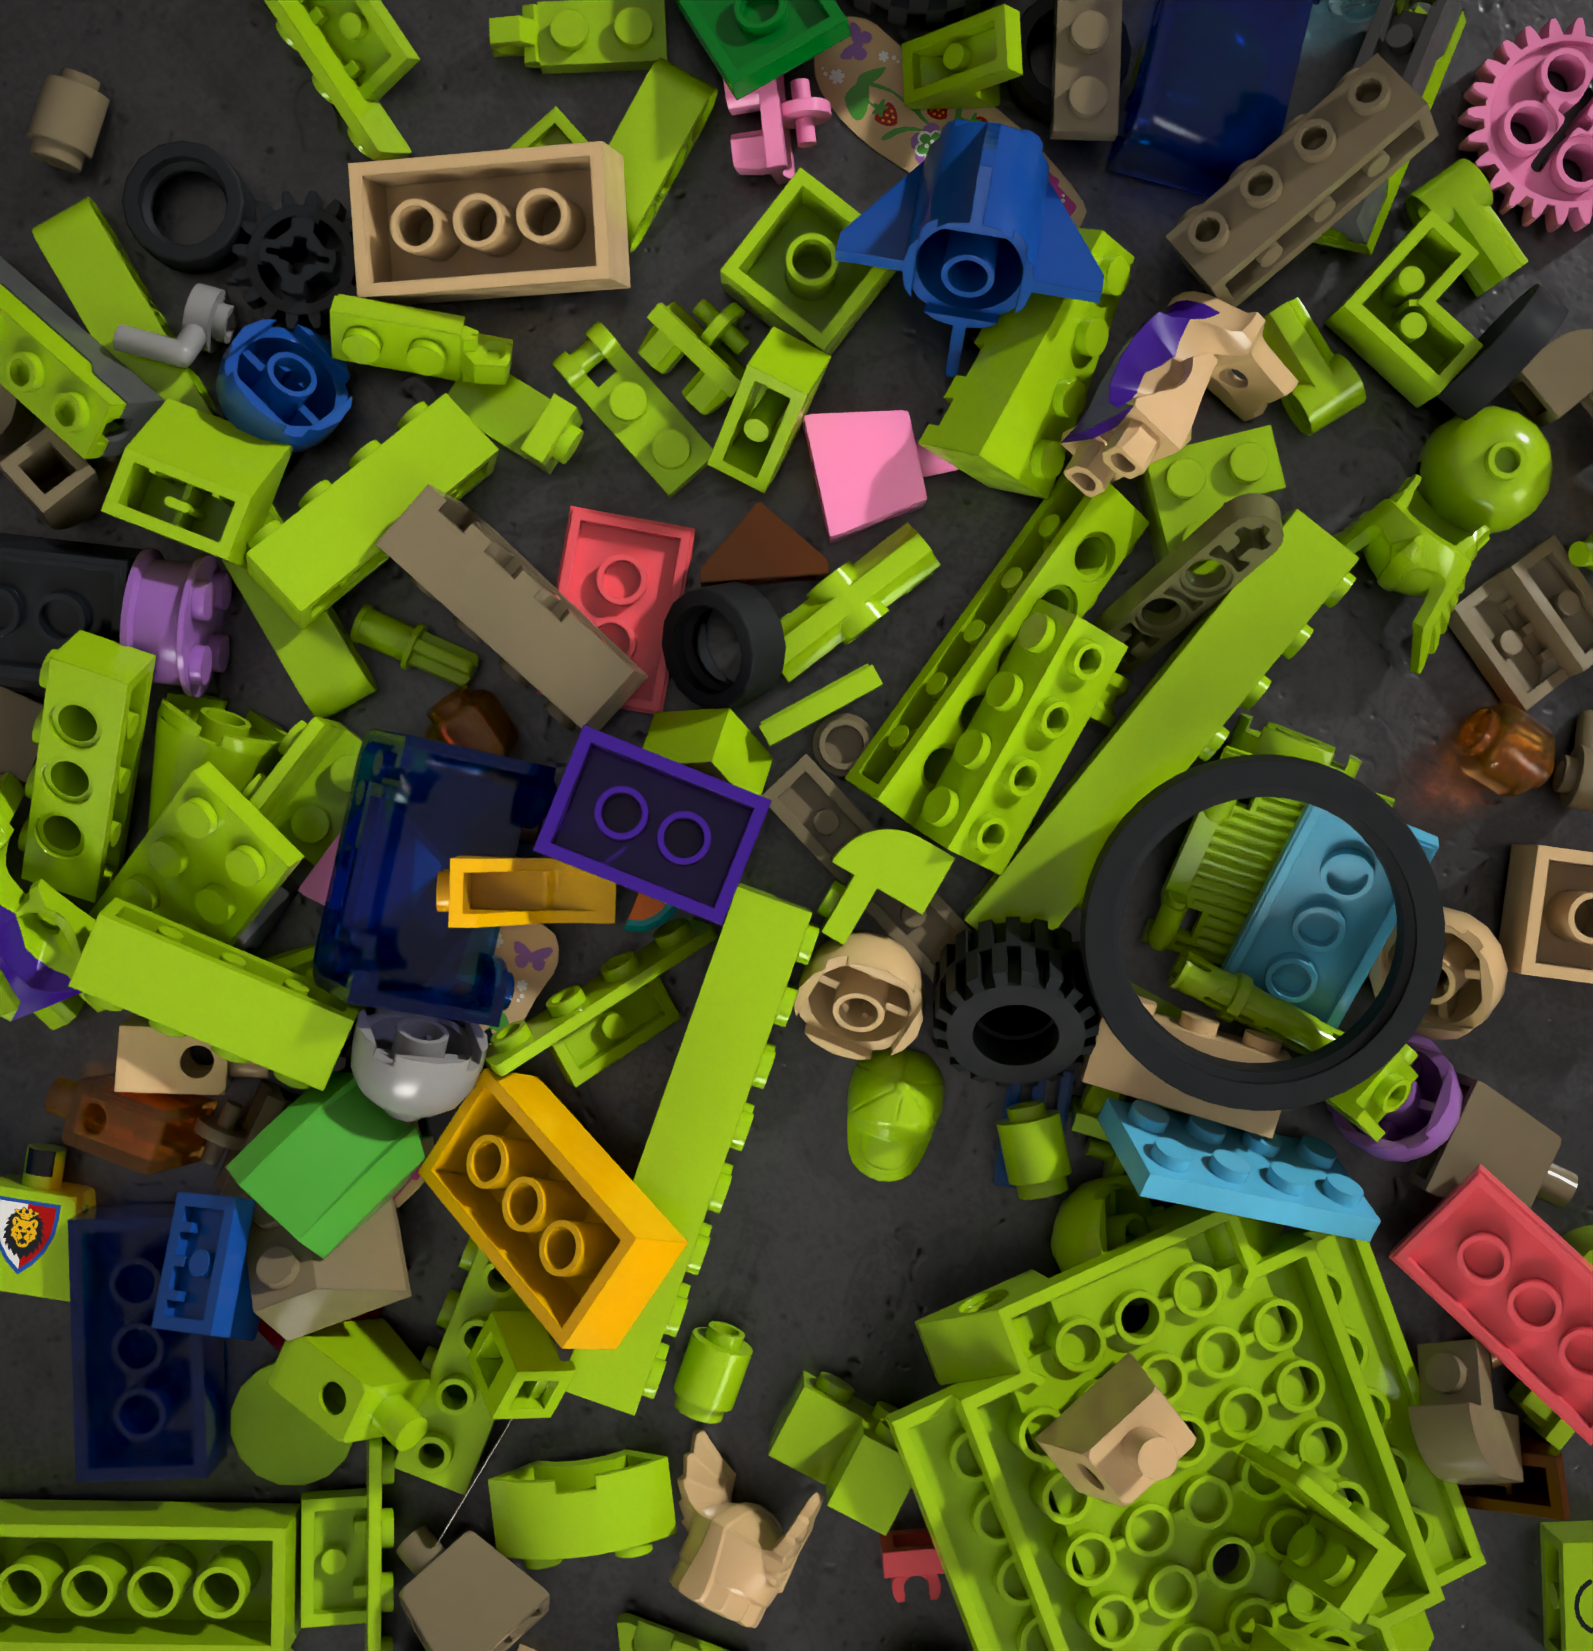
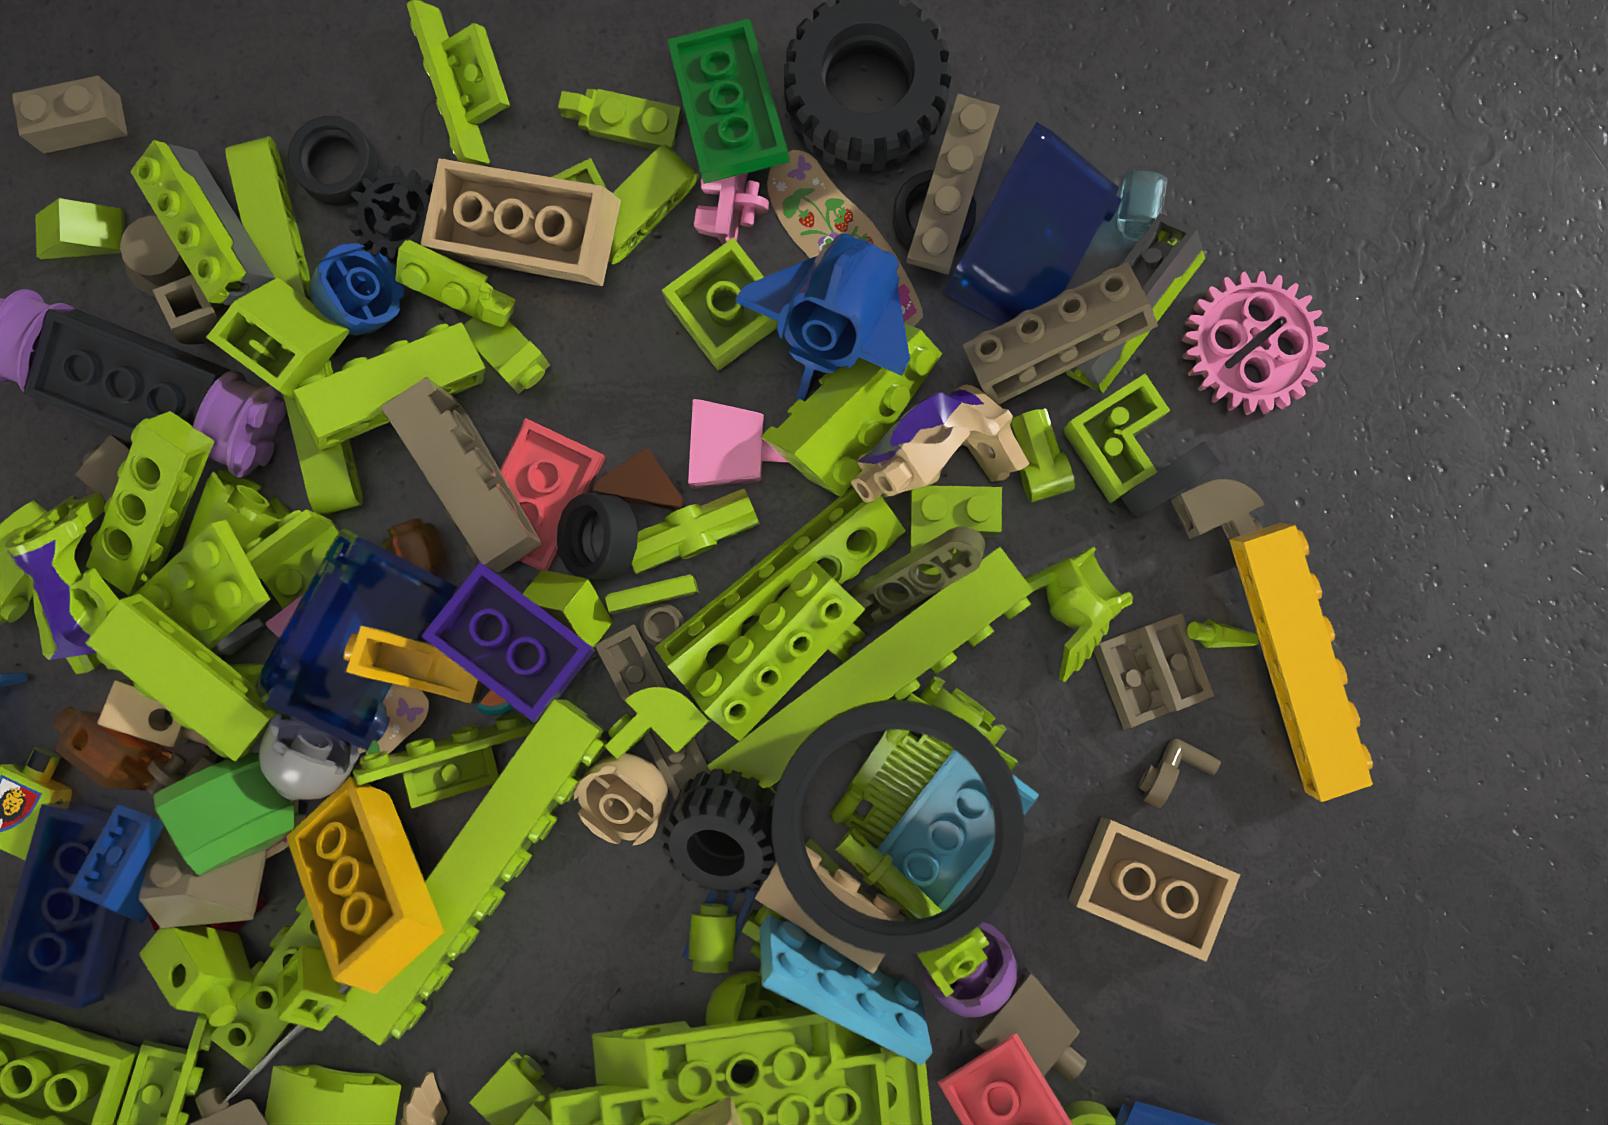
camera: 20 degrees right, 5 degrees down
(67, 120) = (271, 85): dark tan brick -> none
(205, 325) = (319, 237): light grey plate -> none
(279, 1438) = (140, 1000): lime tile -> none
(414, 646) = (394, 483): lime axle -> none
(635, 411) = (586, 368): lime plate -> none
(680, 334) = (646, 336): lime hips -> none
(711, 1372) = (450, 1034): lime brick -> none
(768, 409) = (669, 388): lime brick -> none
(893, 1112) = (627, 886): lime piece -> none
(963, 62) = (863, 198): lime slope -> none
(1465, 201) = (1172, 378): lime piece -> none
(1469, 980) = (1035, 897): tan cylinder -> none
(1486, 469) = (1145, 557): lime cylinder -> none
(1506, 749) = (1110, 750): clear orange head -> none

